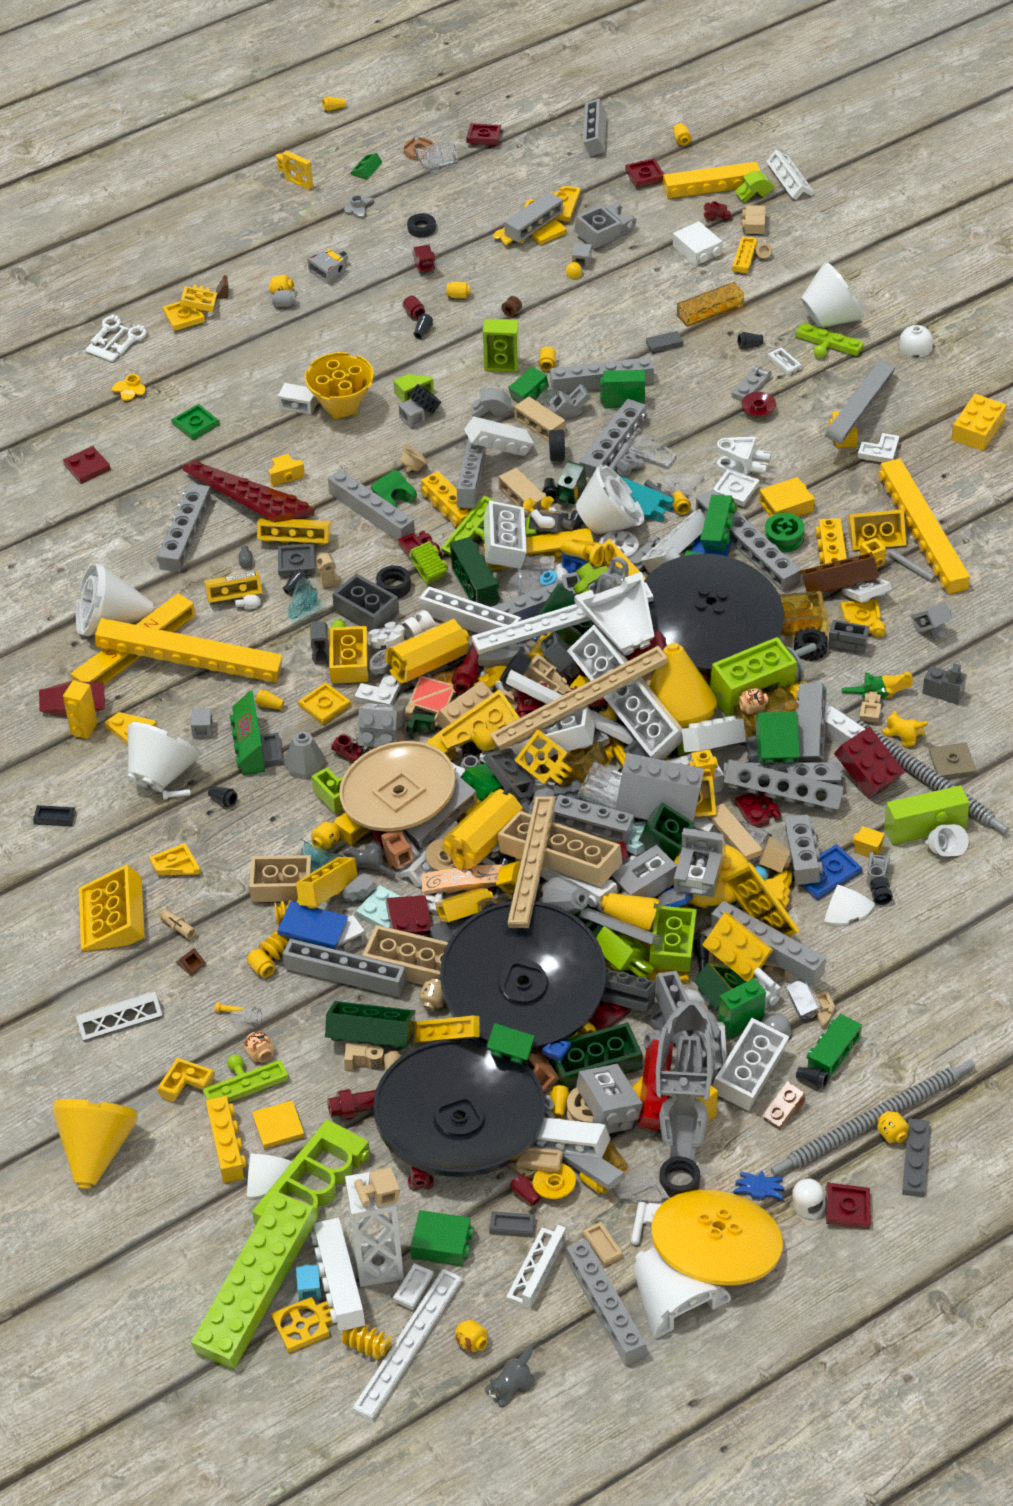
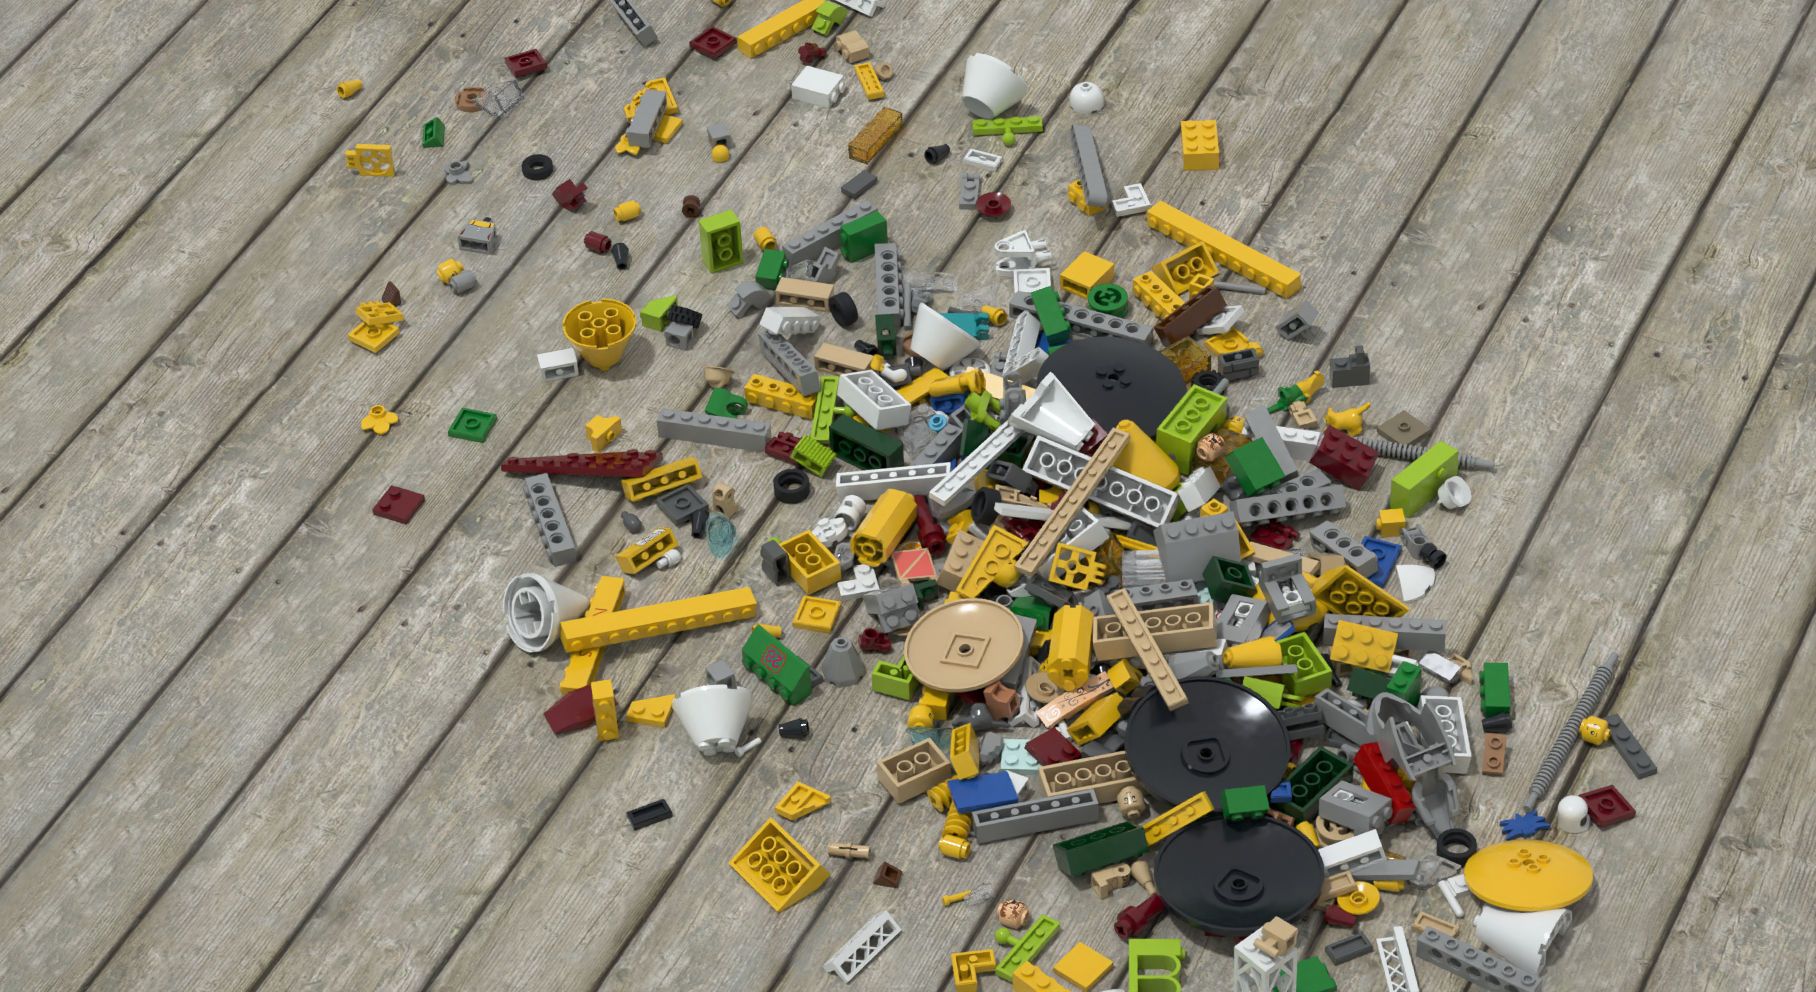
camera: 30 degrees left, 5 degrees down
(103, 353) = (337, 389): white piece -> none
(365, 602) = (784, 512): dark grey brick -> none
(603, 225) = (716, 103): light grey brick -> none

